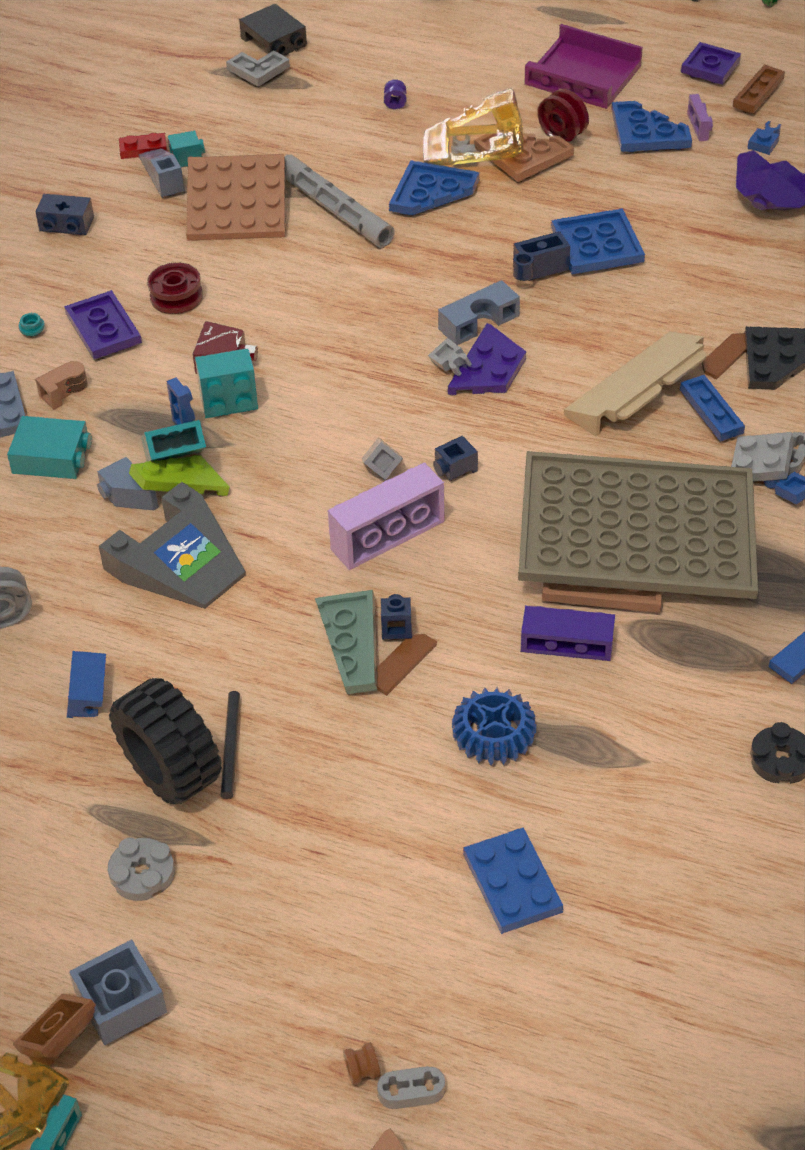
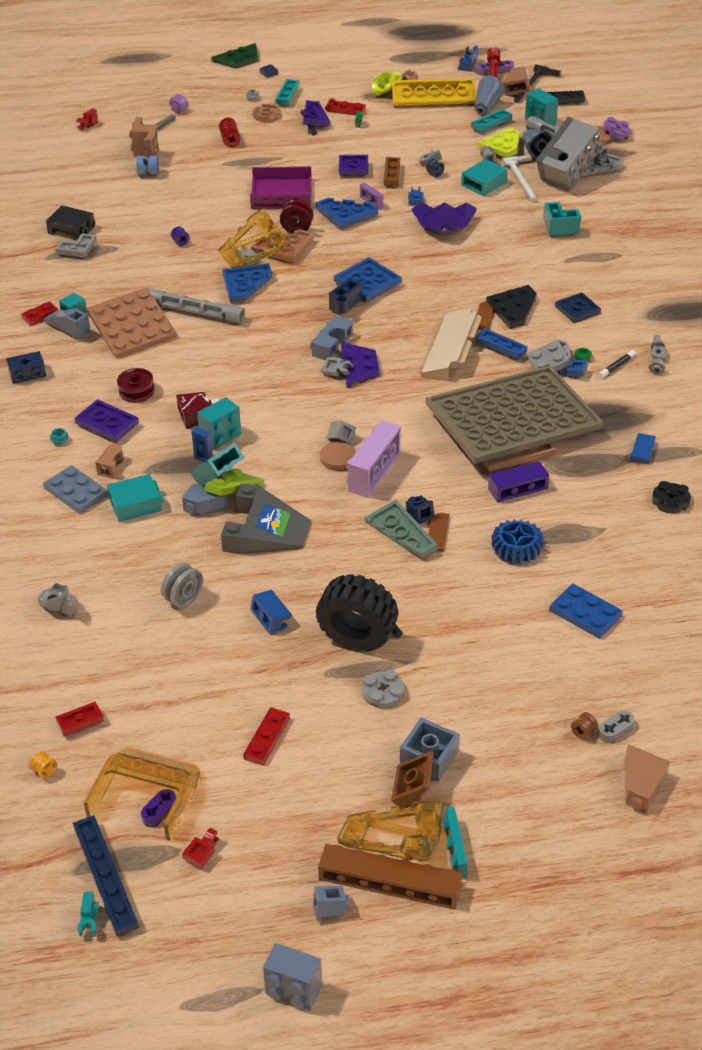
camera: 30 degrees left, 5 degrees down
(349, 484) = (336, 455): none -> nougat tile
(455, 458) = (379, 414): dark blue brick -> none

